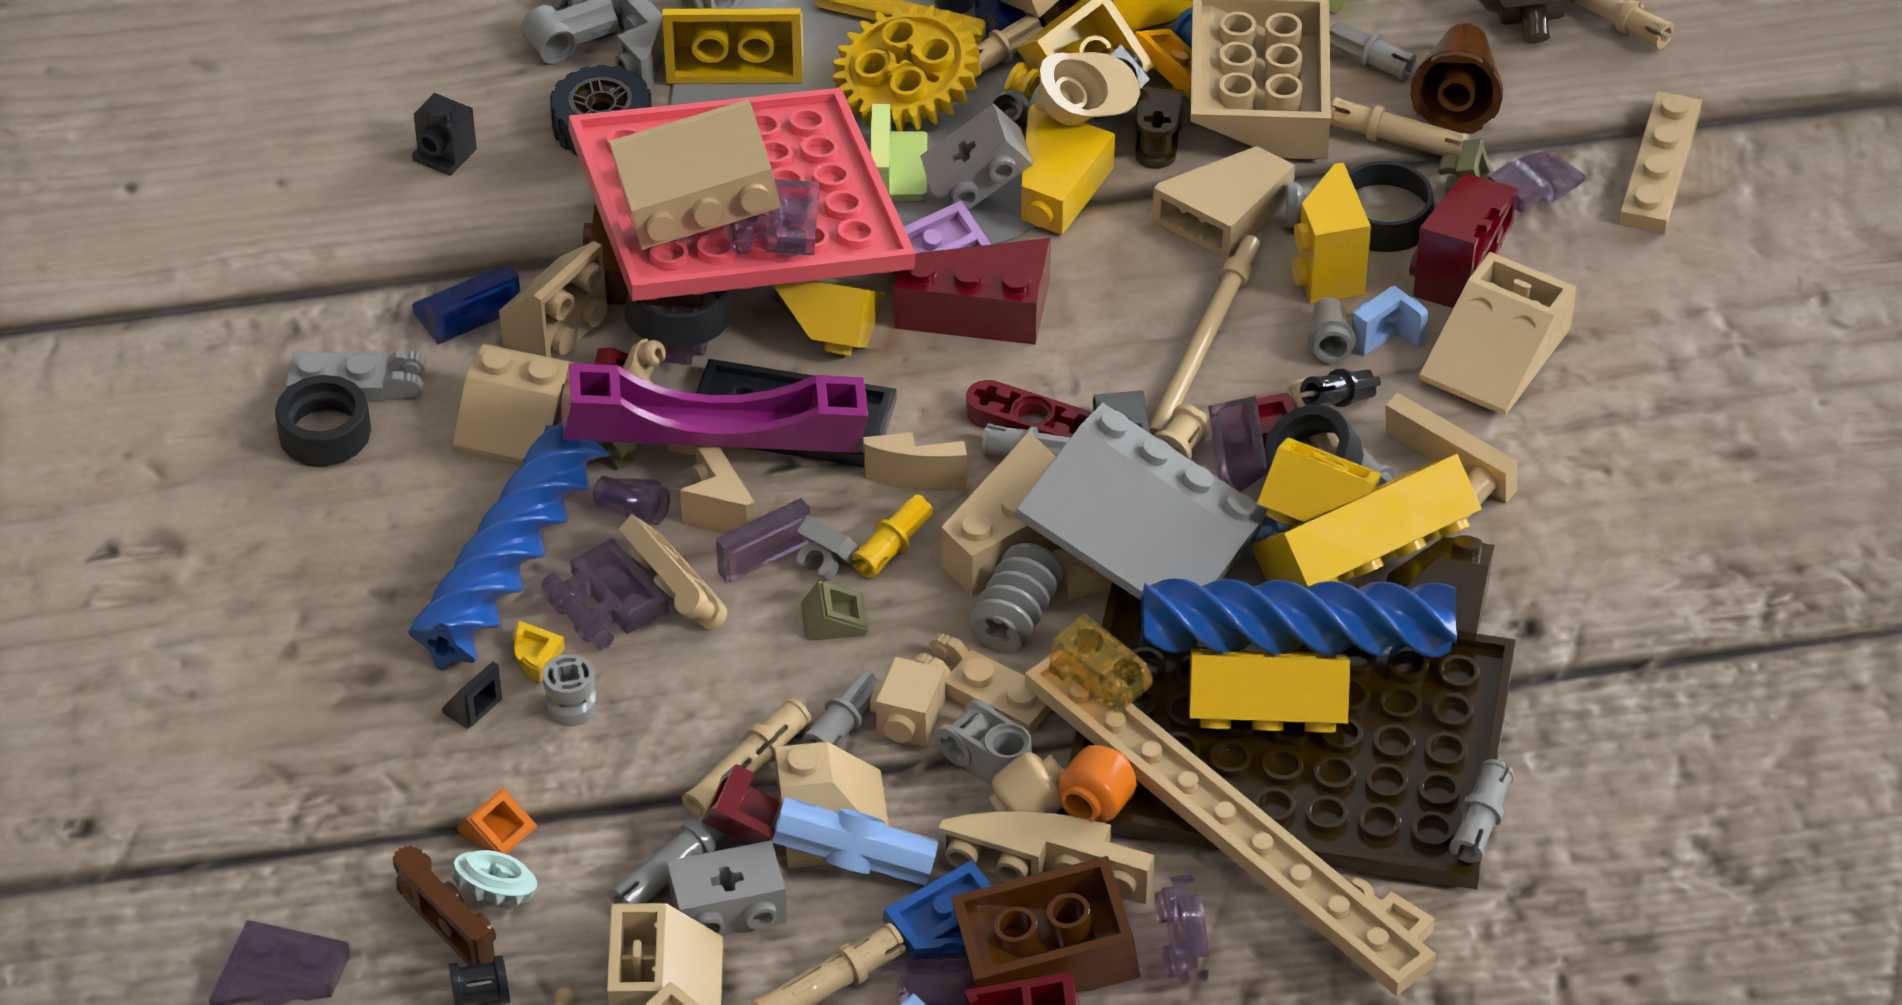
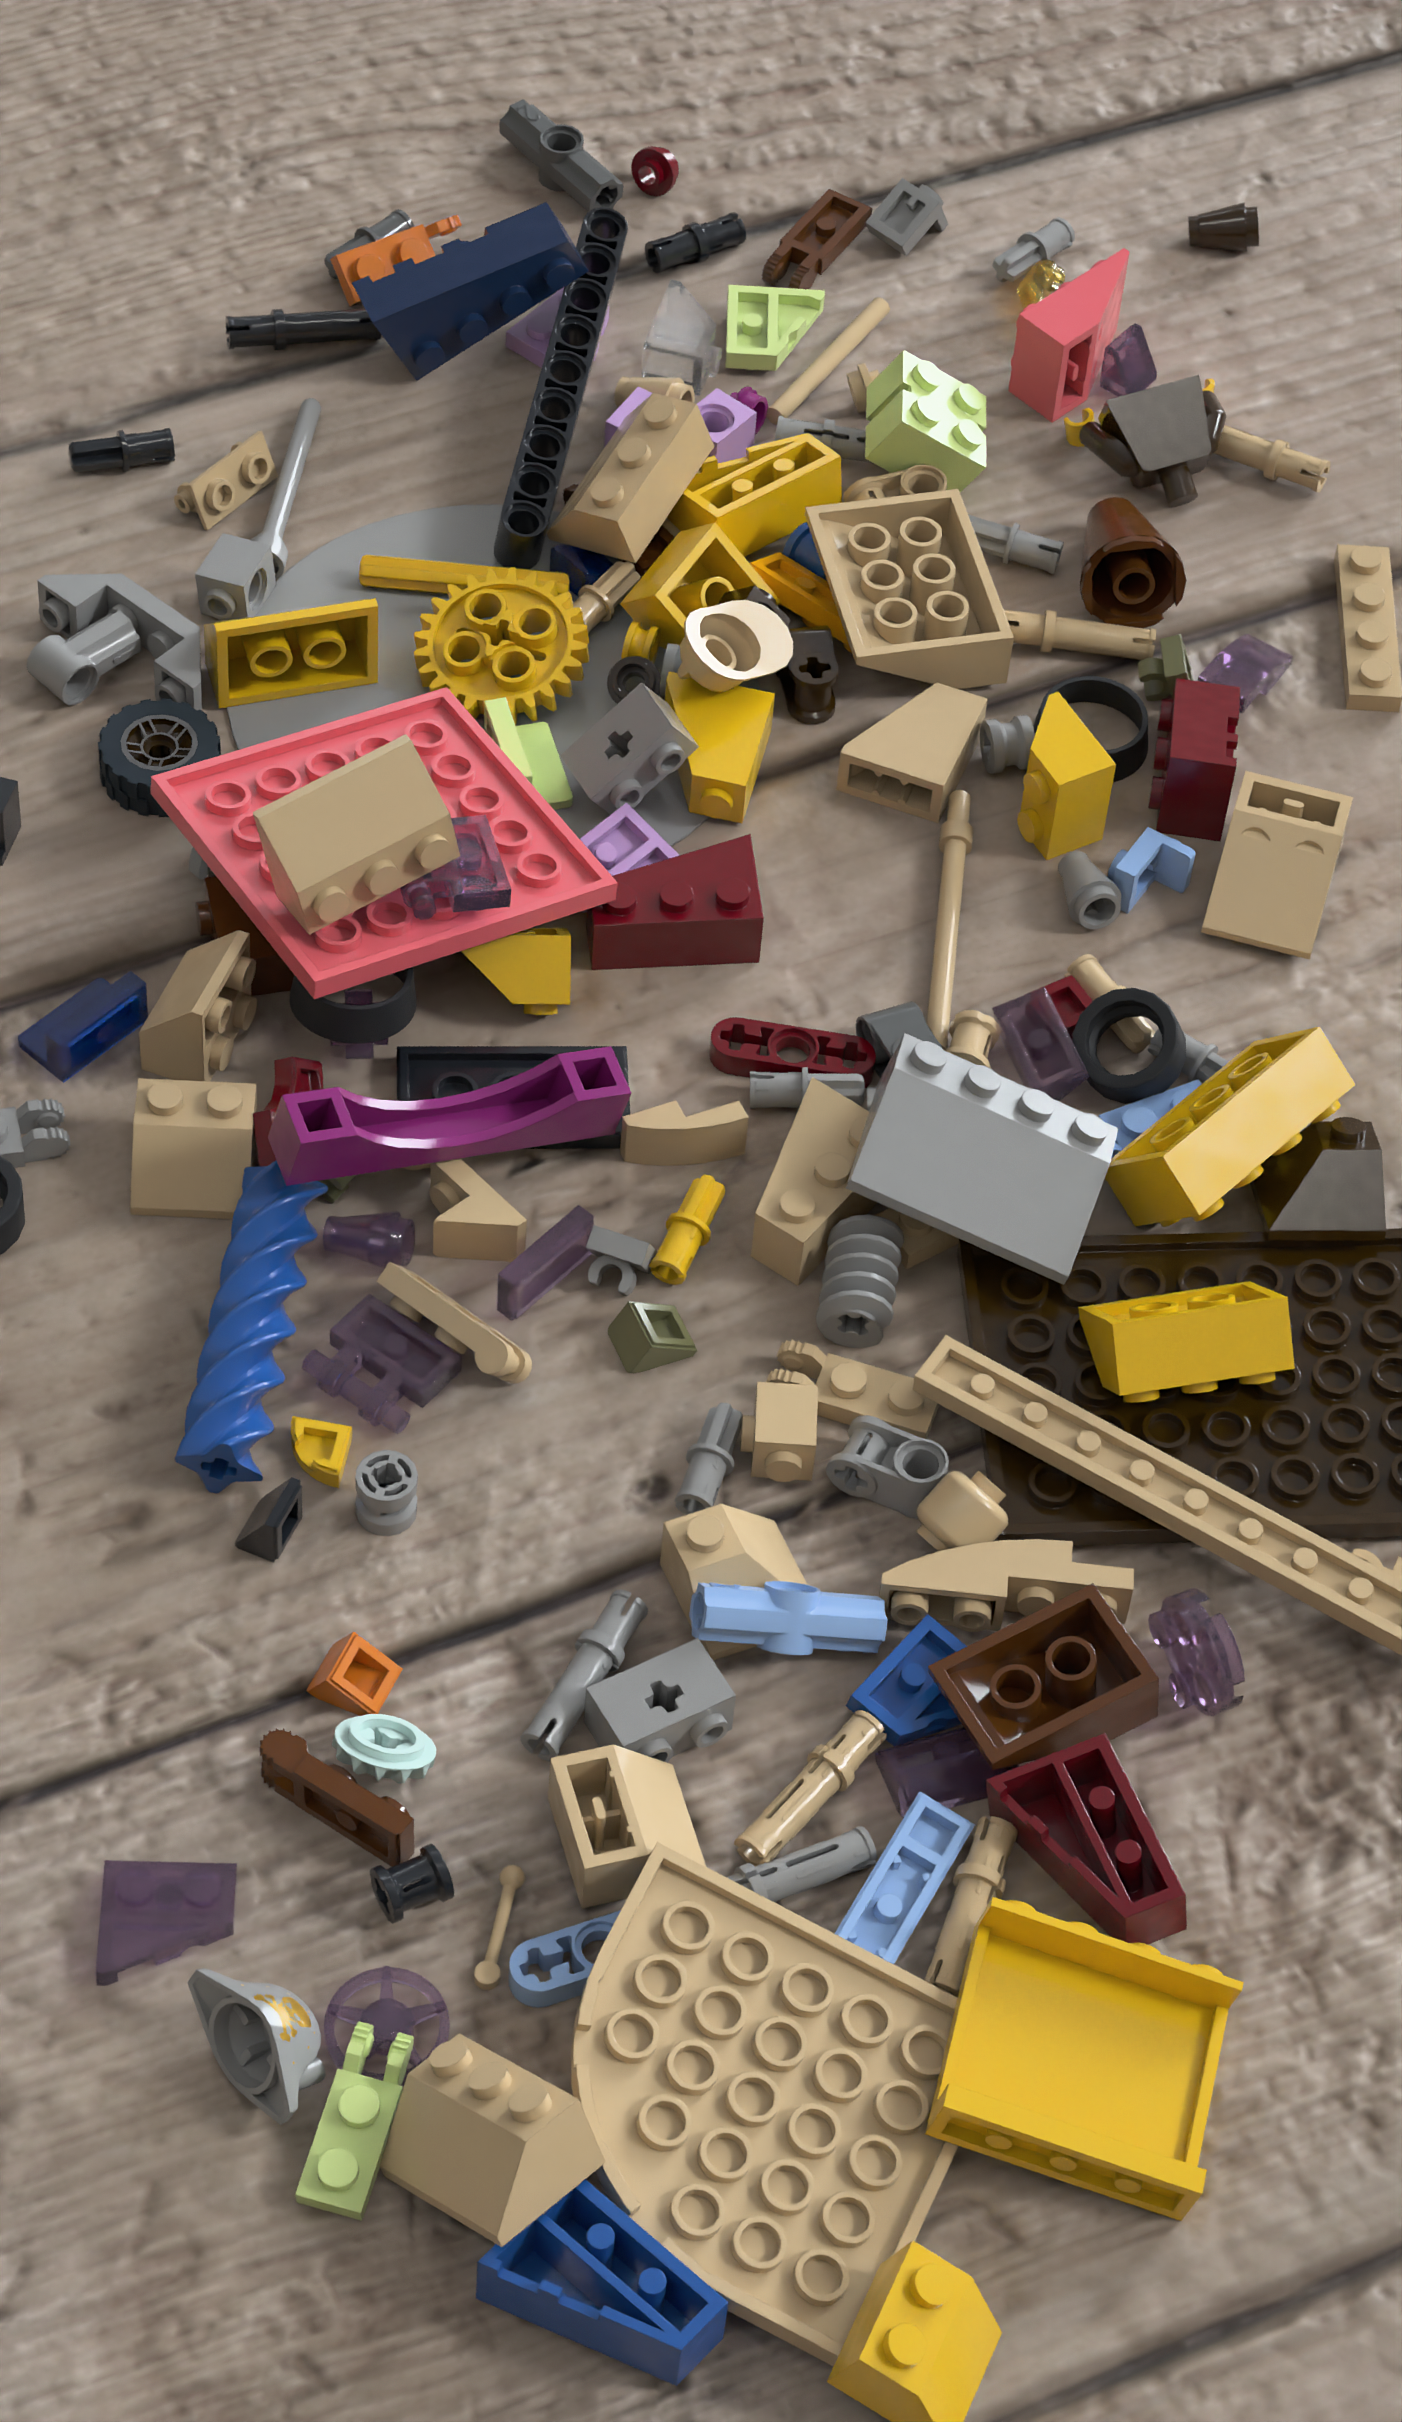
camera: 20 degrees left, 5 degrees up
(644, 357) = (331, 1063): tan arm -> none
(741, 809) = (647, 1606): dark red panel -> none
(752, 752) = (631, 1518): tan pin -> none
(1097, 784) = (1044, 1496): orange head -> none
(1099, 664) = (1005, 1352): clear yellow leg -> none
(1285, 616) = (1184, 1249): blue piece -> none
(1311, 482) = (1161, 1087): yellow slope -> none
(1340, 387) = (1127, 960): black axle -> none
(1436, 438) = (1266, 1005): tan piece -> none

